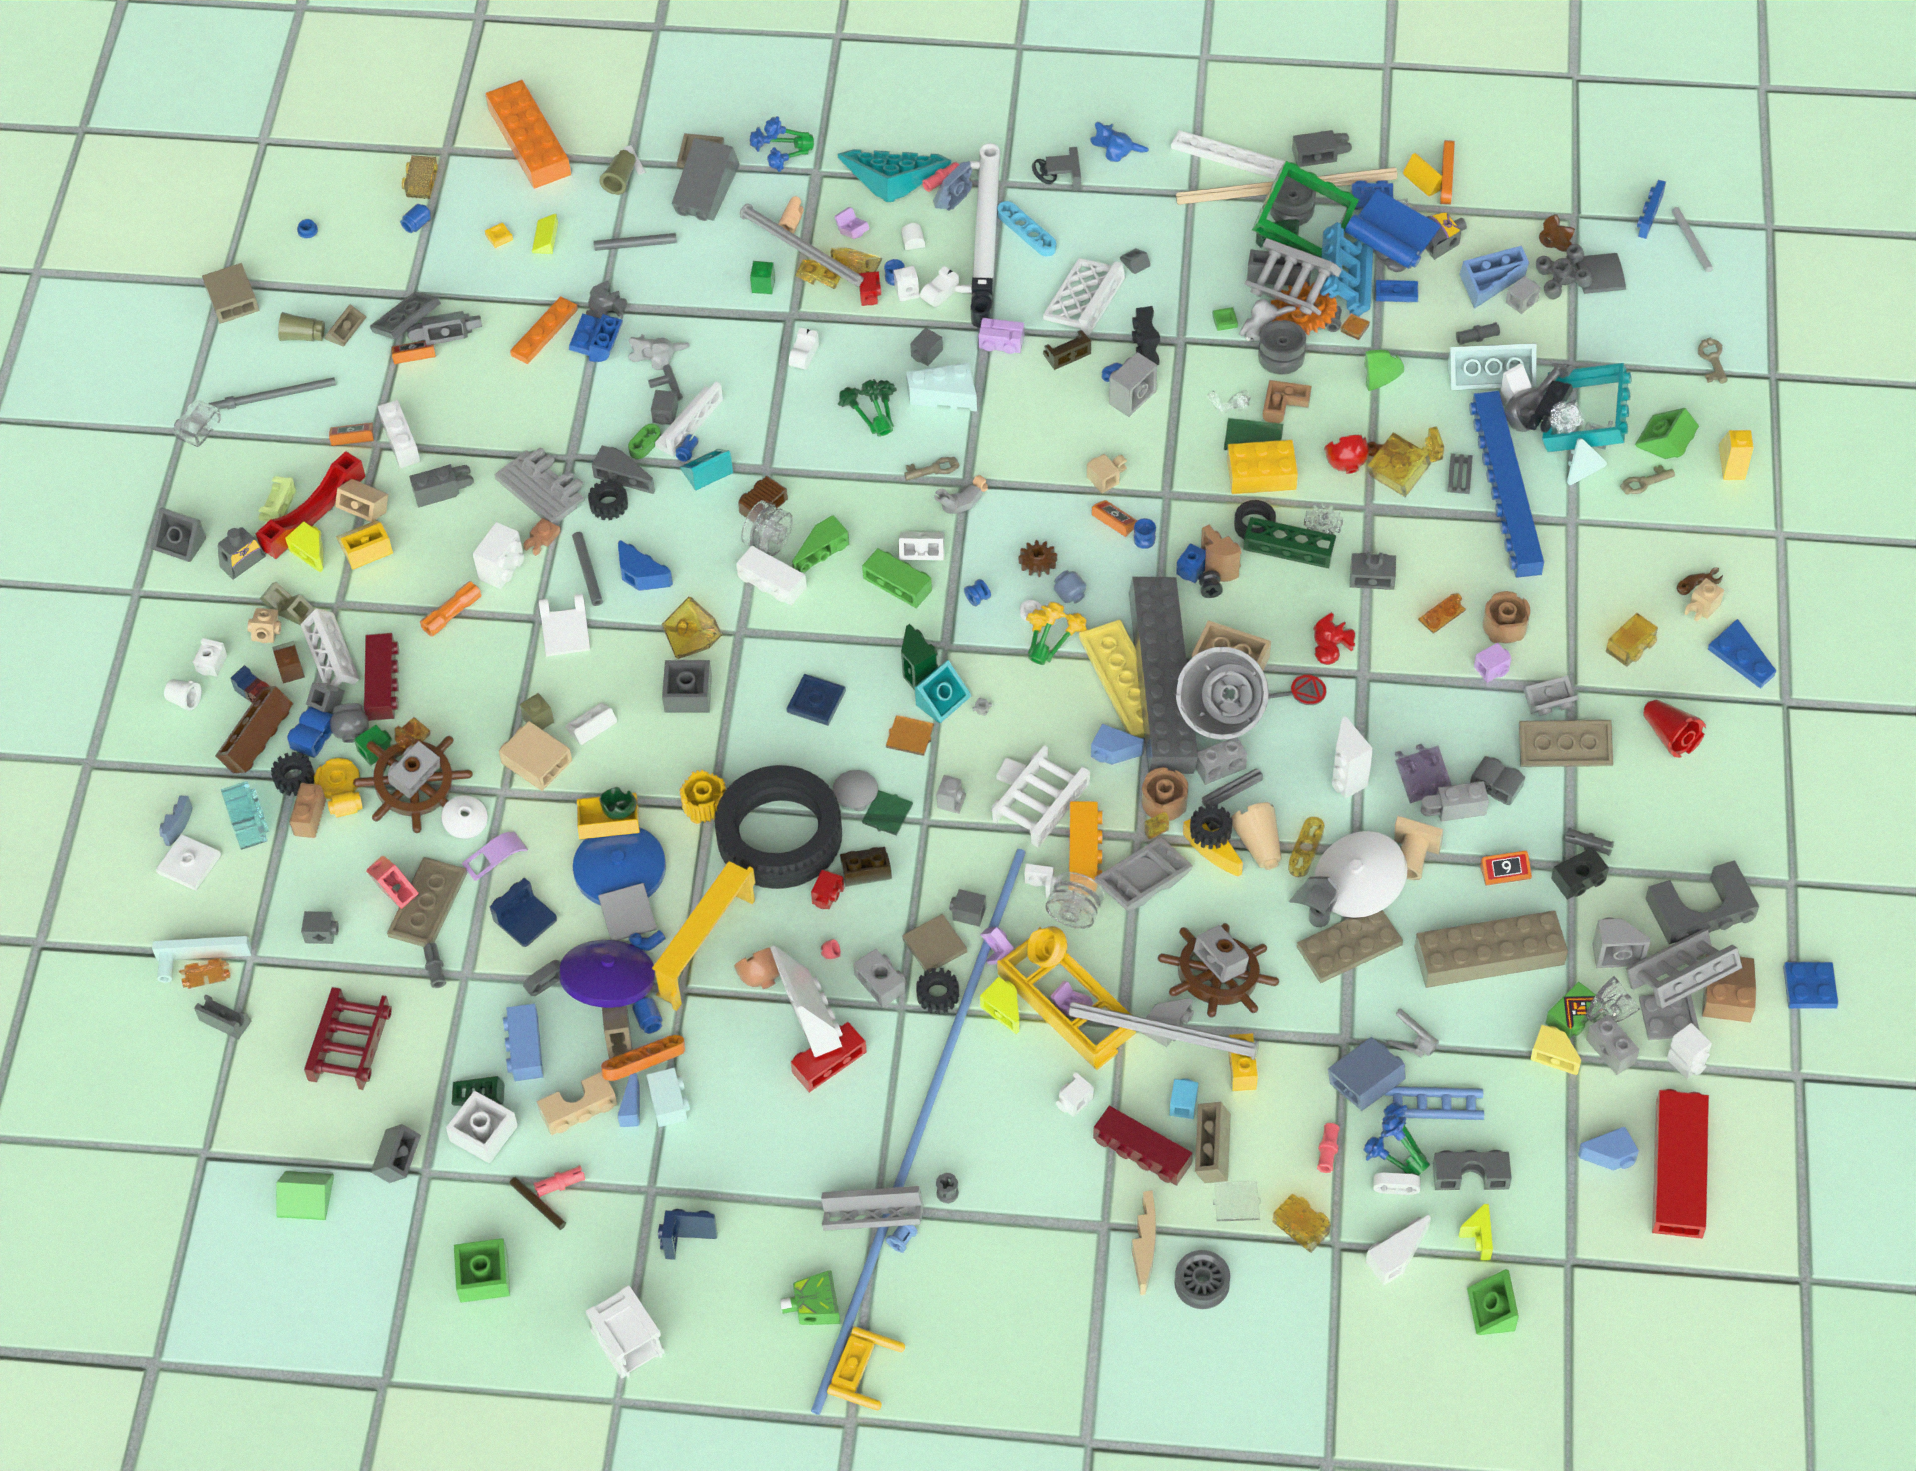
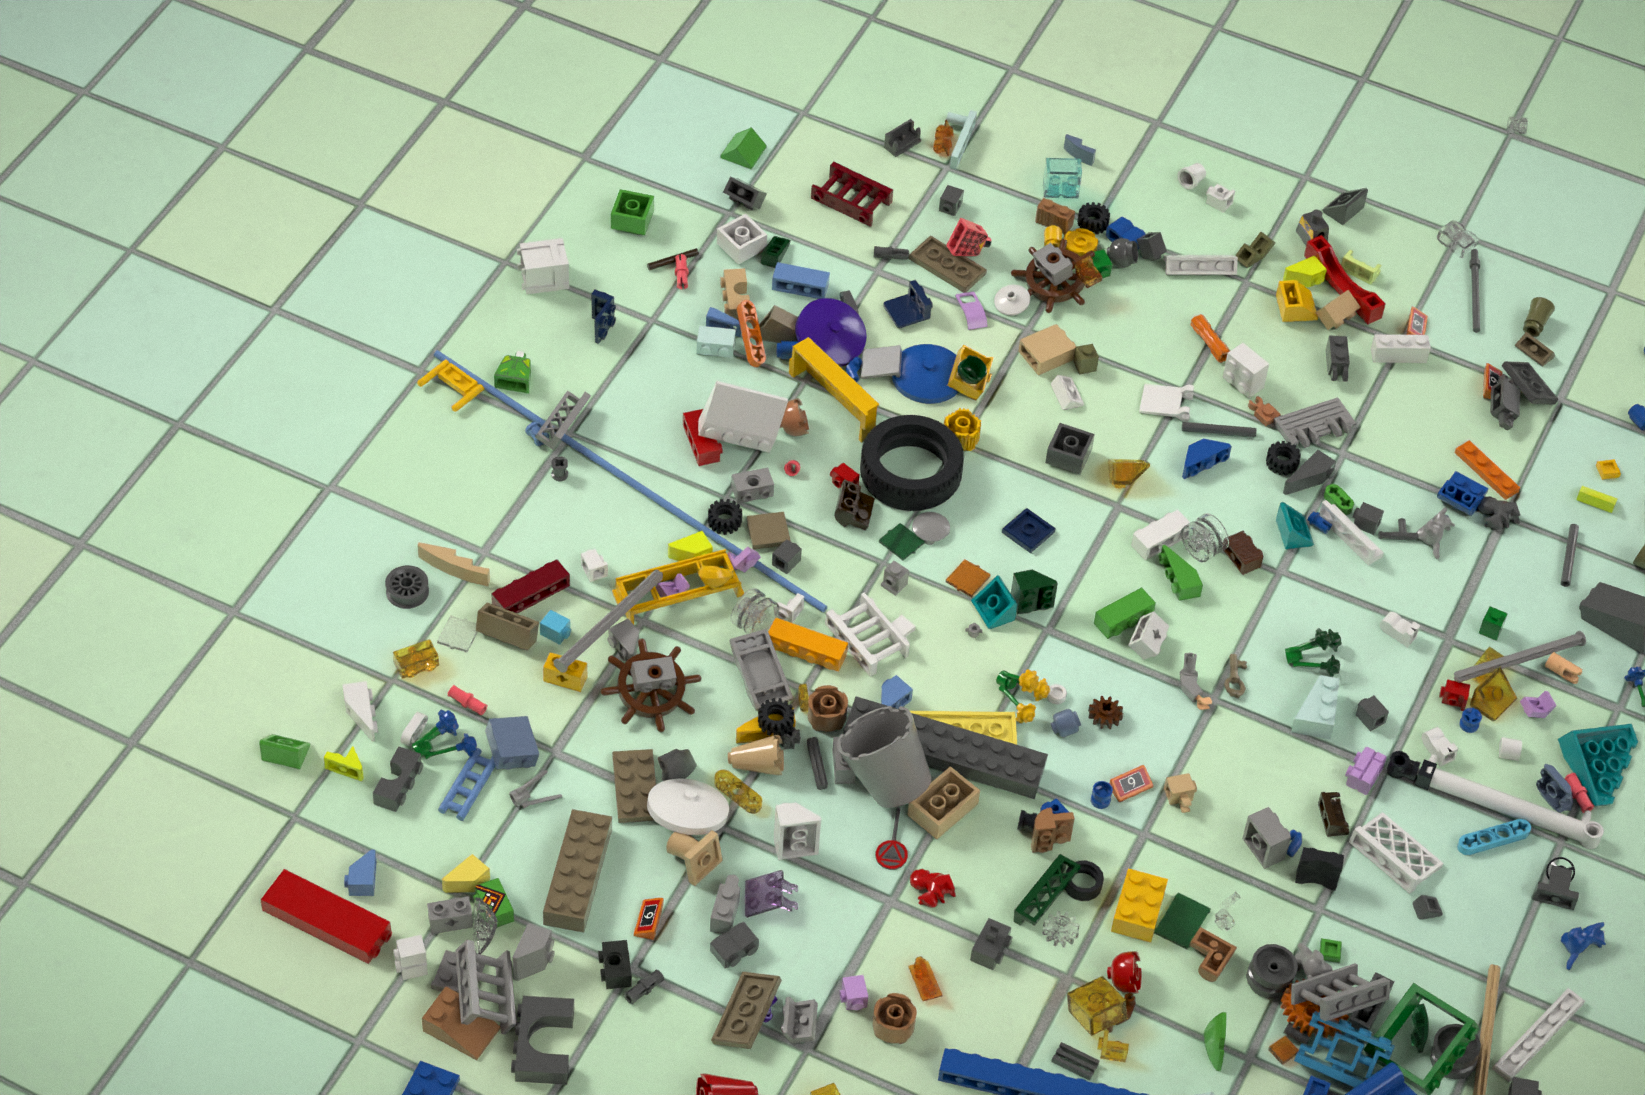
camera: 105 degrees right, 5 degrees down
(188, 862) = (1041, 148): white plate -> none
(230, 293) = (1592, 287): dark tan brick -> none
(247, 684) = (1183, 213): dark blue leg -> none
(254, 730) = (1139, 202): reddish brown brick -> none
(264, 625) = (1235, 229): tan brick -> none
(288, 662) = (1200, 237): reddish brown slope -> none
(380, 676) = (1161, 282): dark red brick -> none
(906, 283) = (1452, 721): white brick -> none
(977, 592) = (1087, 660): blue wheel -> none

